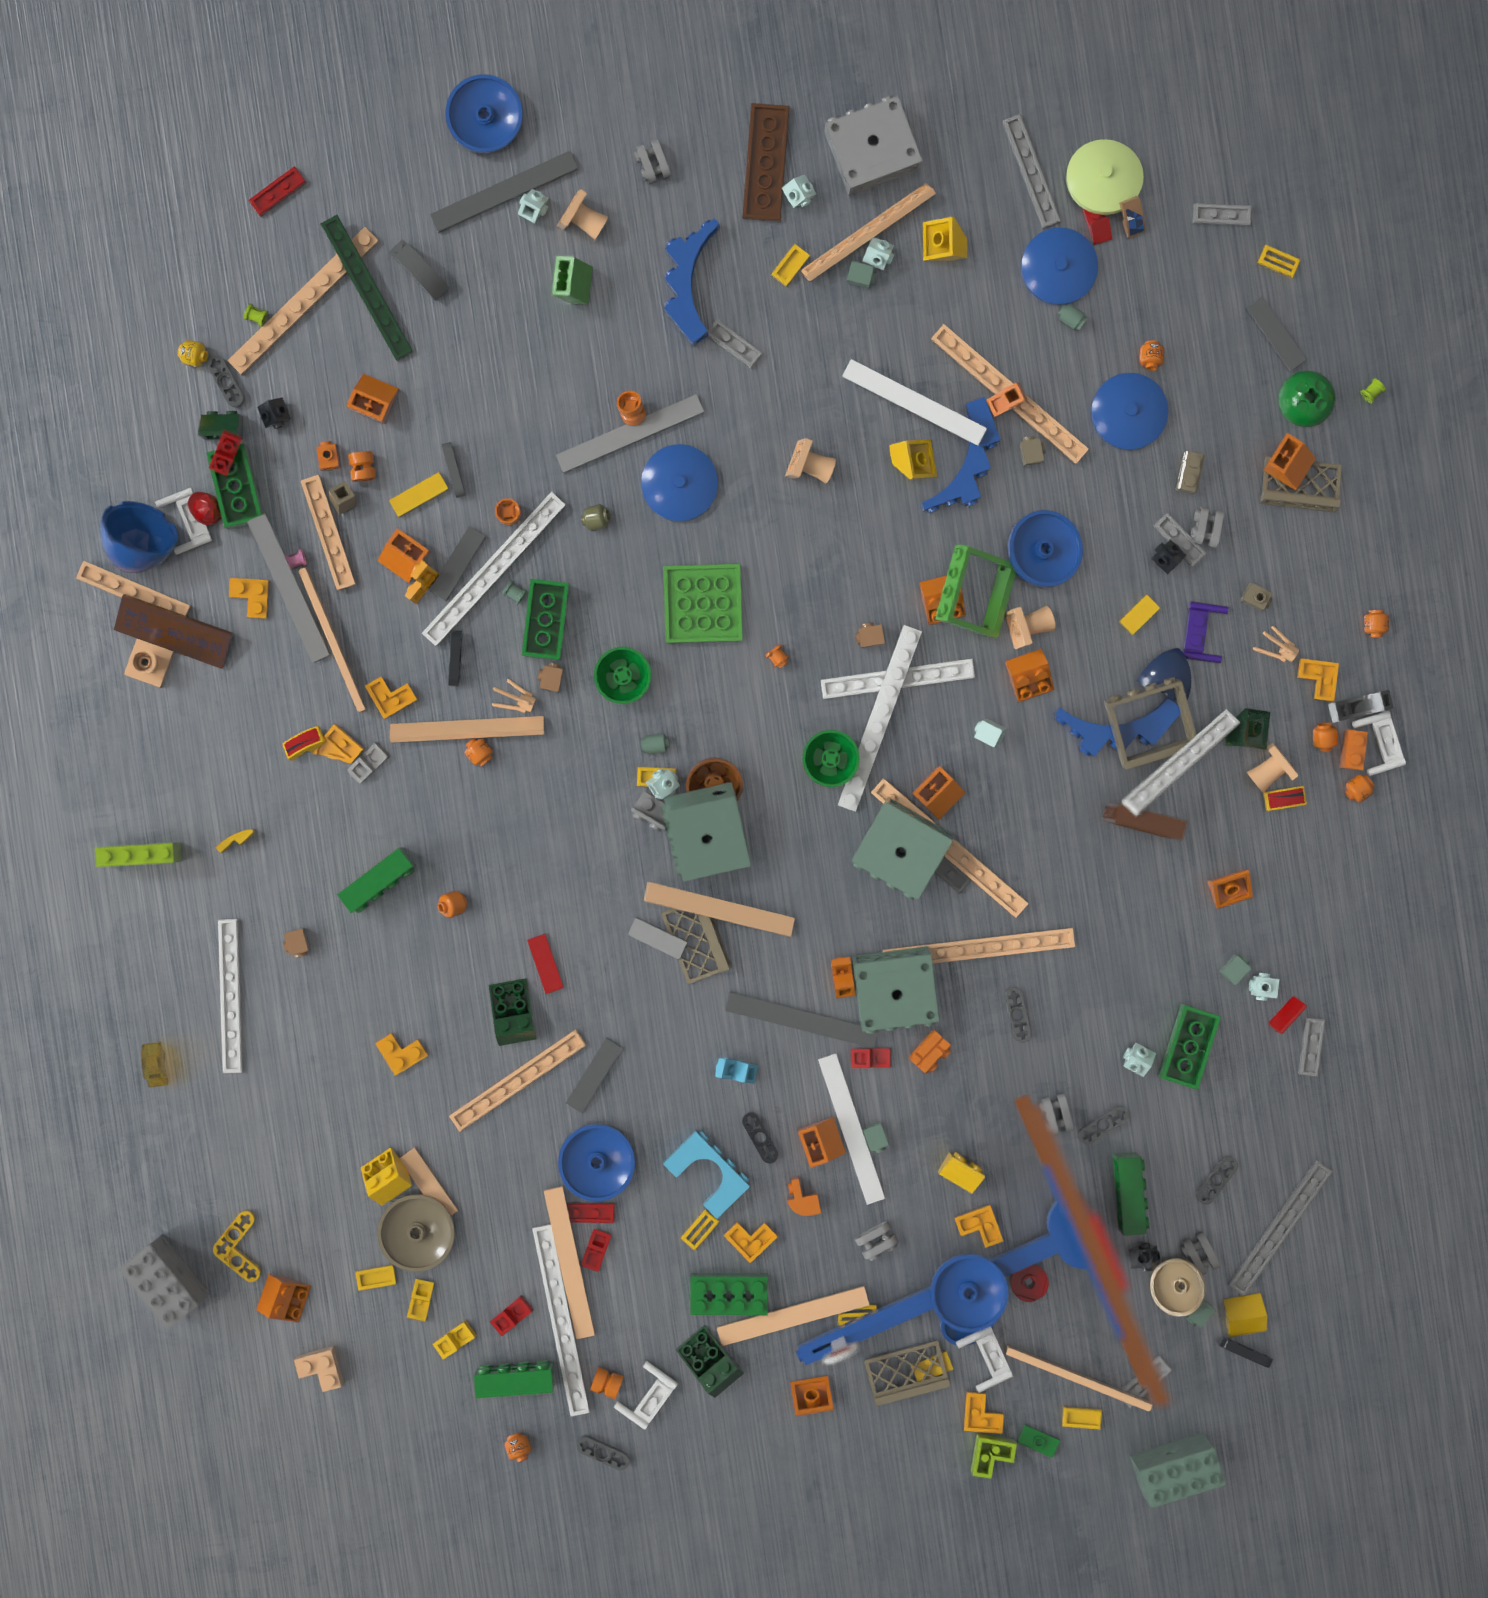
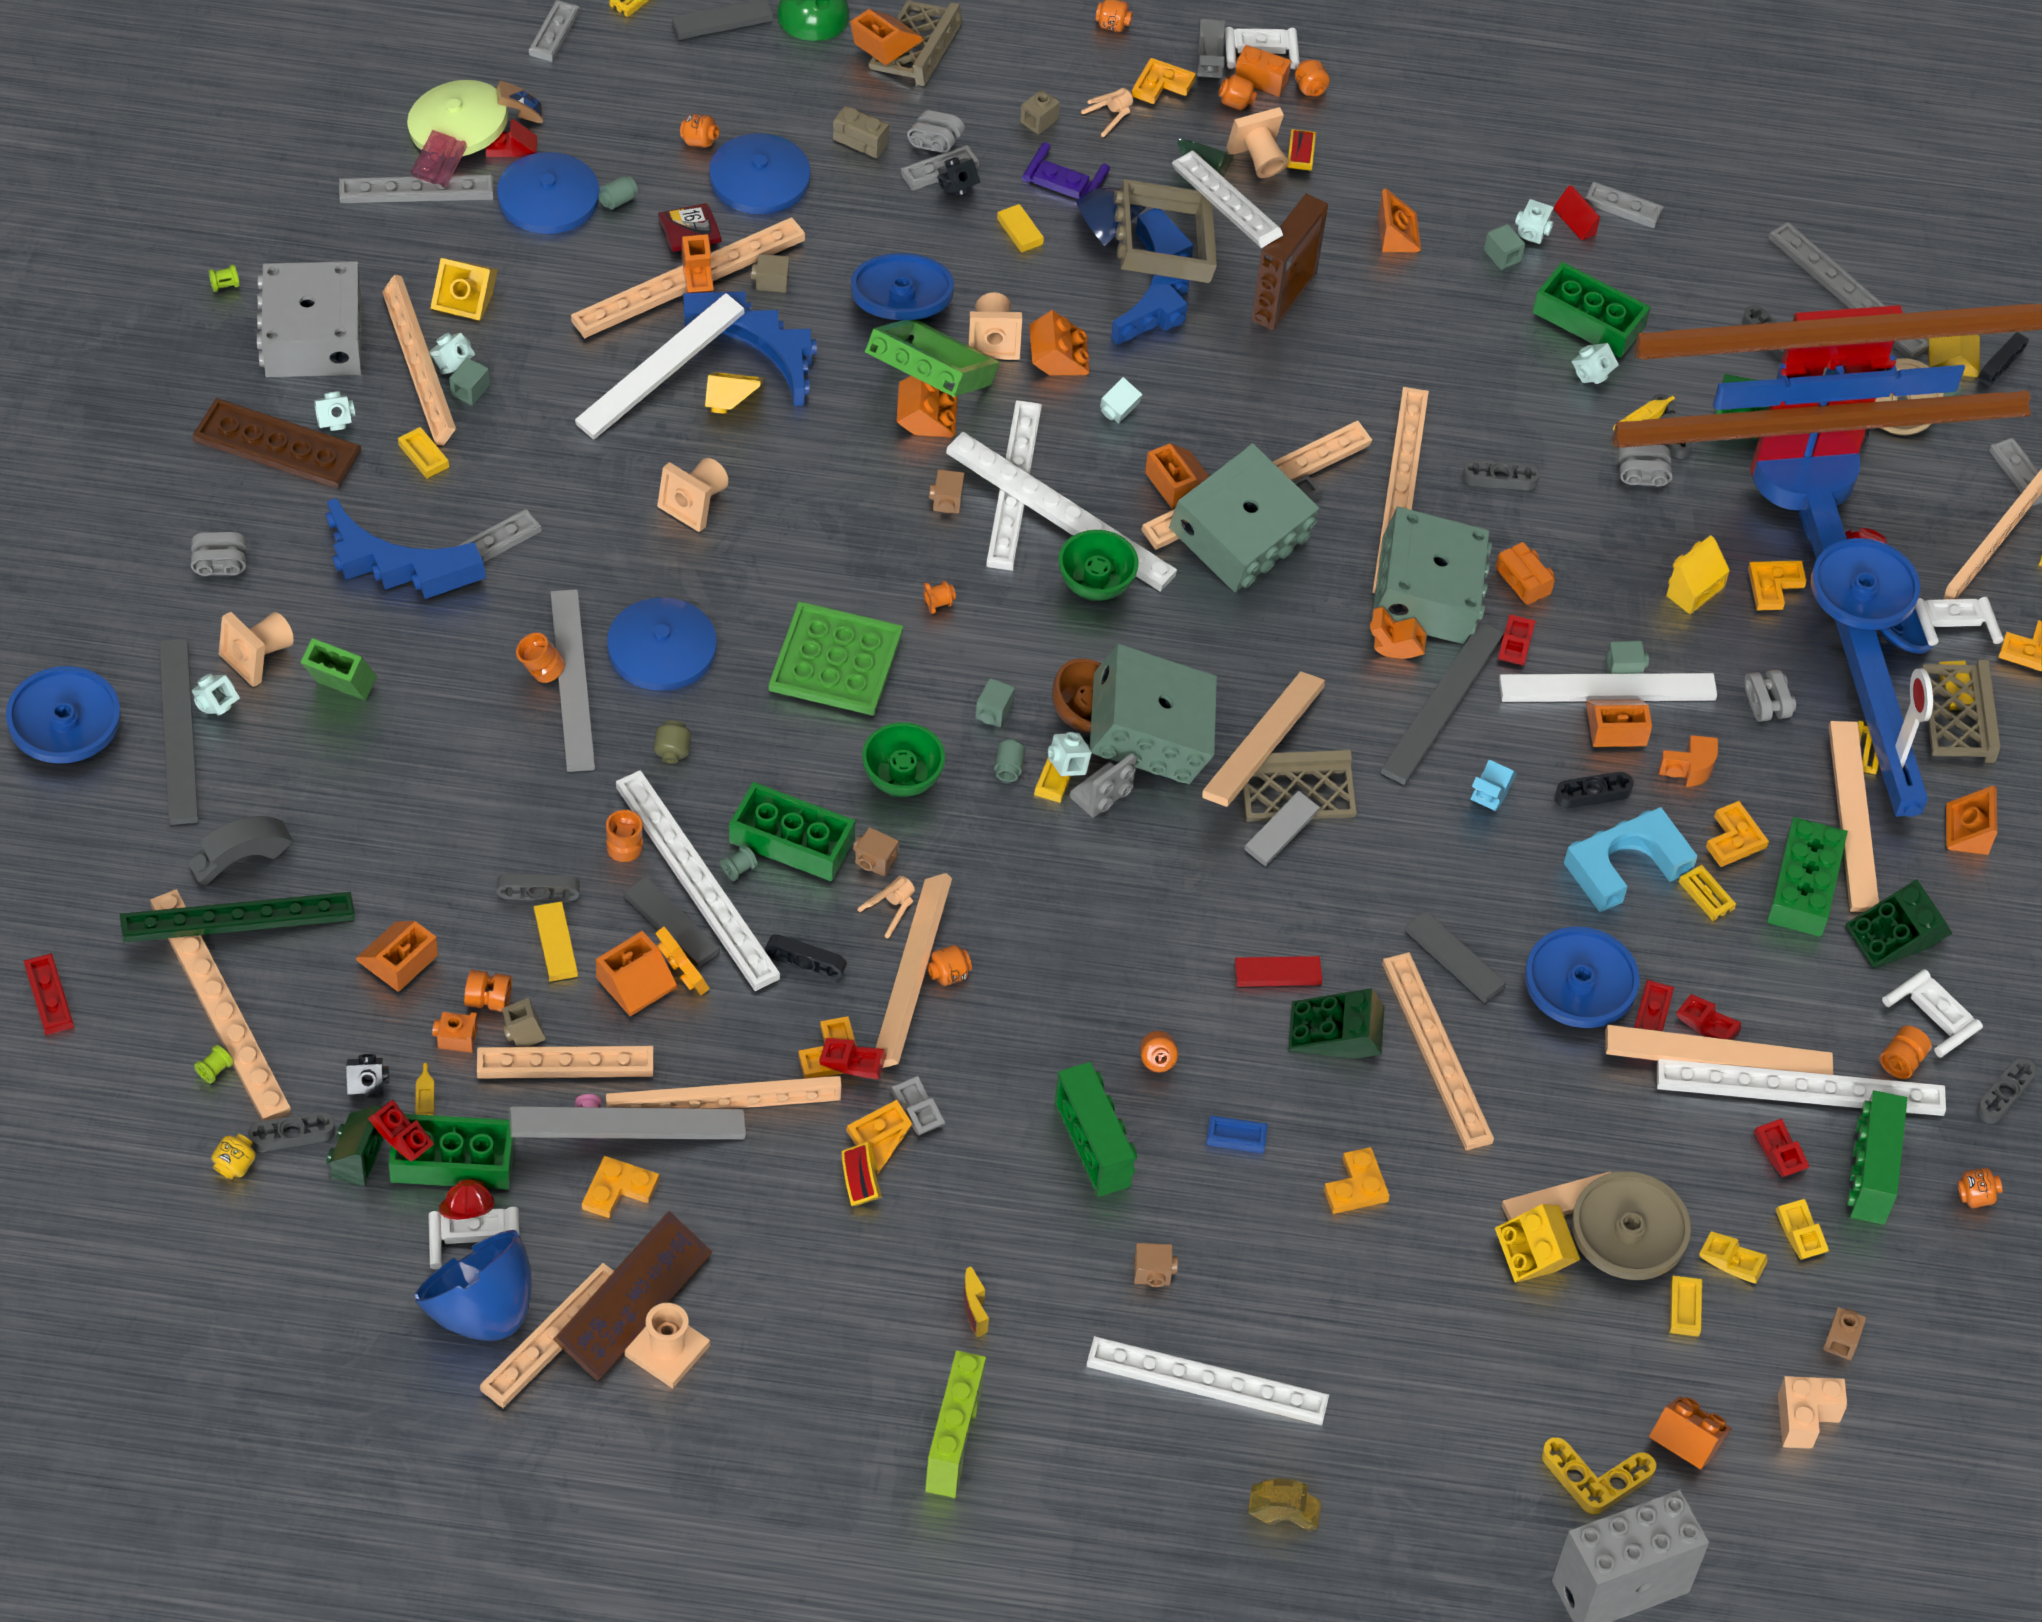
camera: 75 degrees left, 35 degrees down
(273, 455) = (425, 1093): none -> yellow piece
(382, 712) = (847, 1058): none -> red slope
(383, 1380) = (1844, 1333): none -> medium nougat brick
(413, 968) = (1237, 1134): none -> blue tile
(697, 720) = (995, 702): none -> sand green brick
(897, 69) = (223, 278): none -> lime bush
(1055, 178) = (438, 158): none -> clear pink plate
(1057, 378) = (689, 222): none -> dark red slope
(1100, 1103) = (1651, 410): none -> yellow piece

